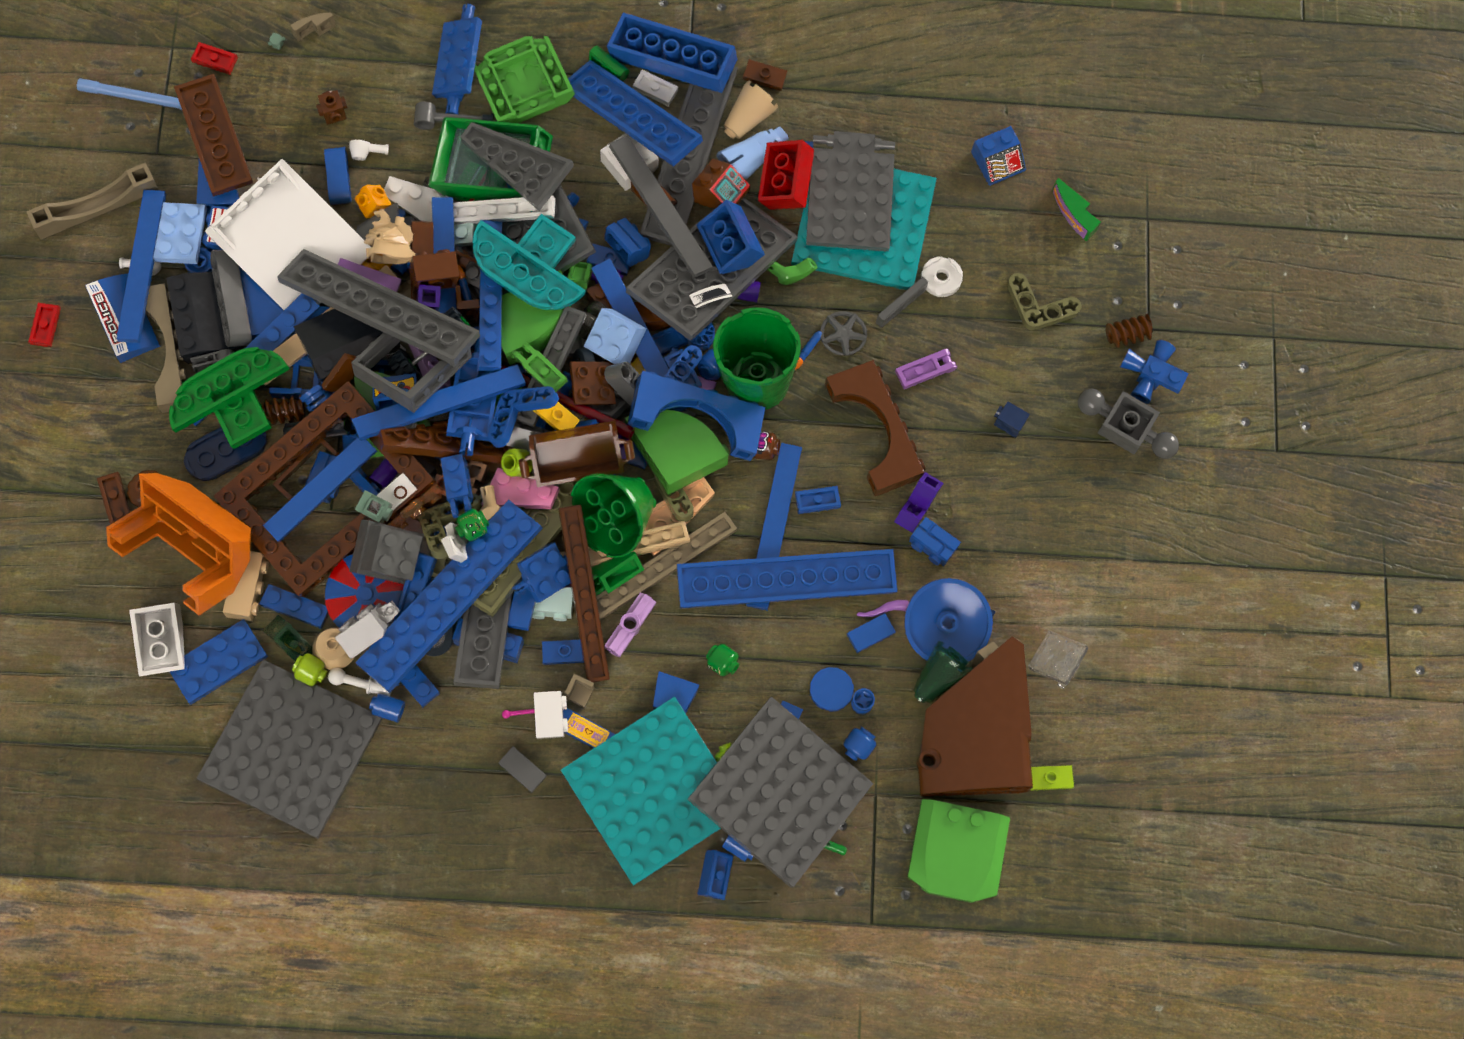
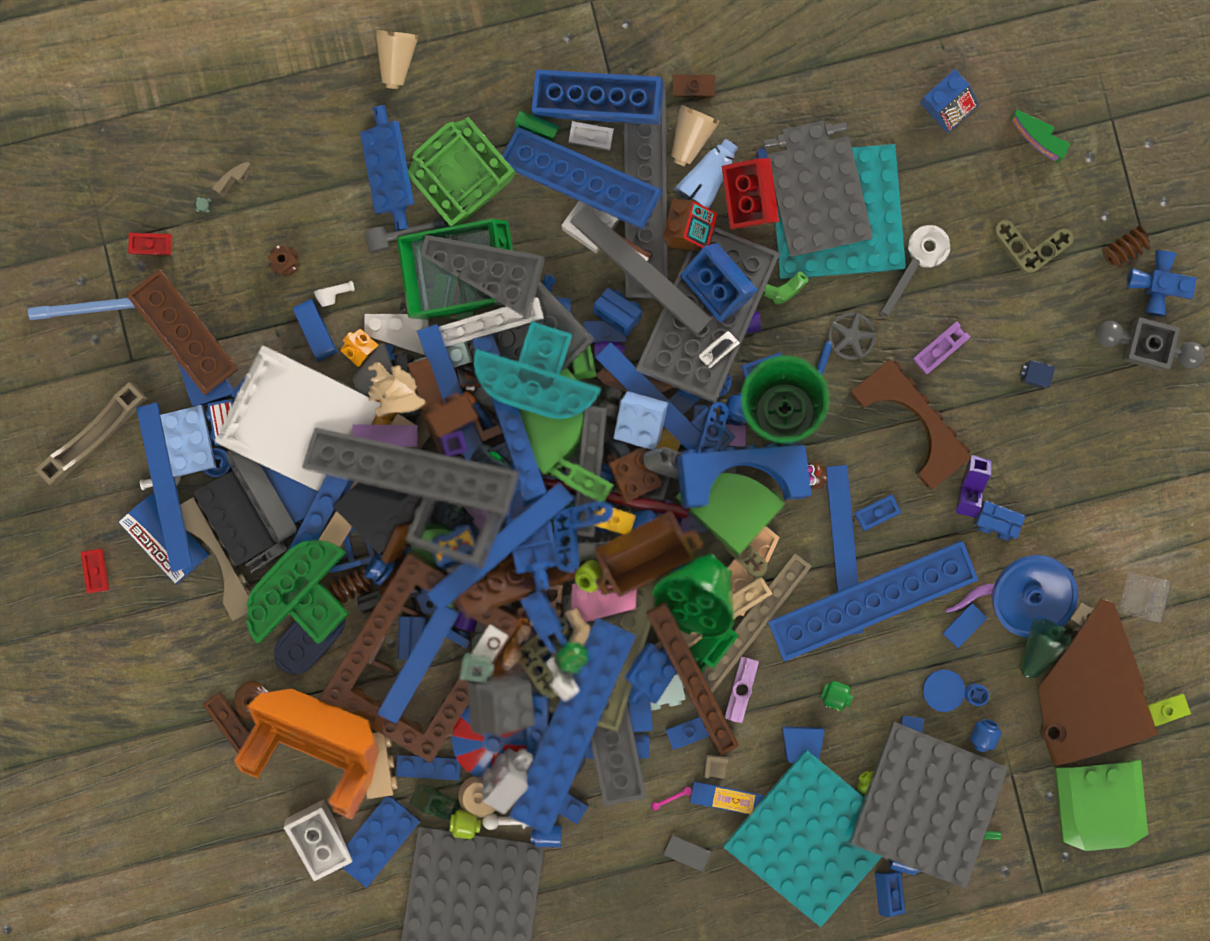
camera: 10 degrees left, 15 degrees up
(549, 714) = (697, 801): white brick -> none

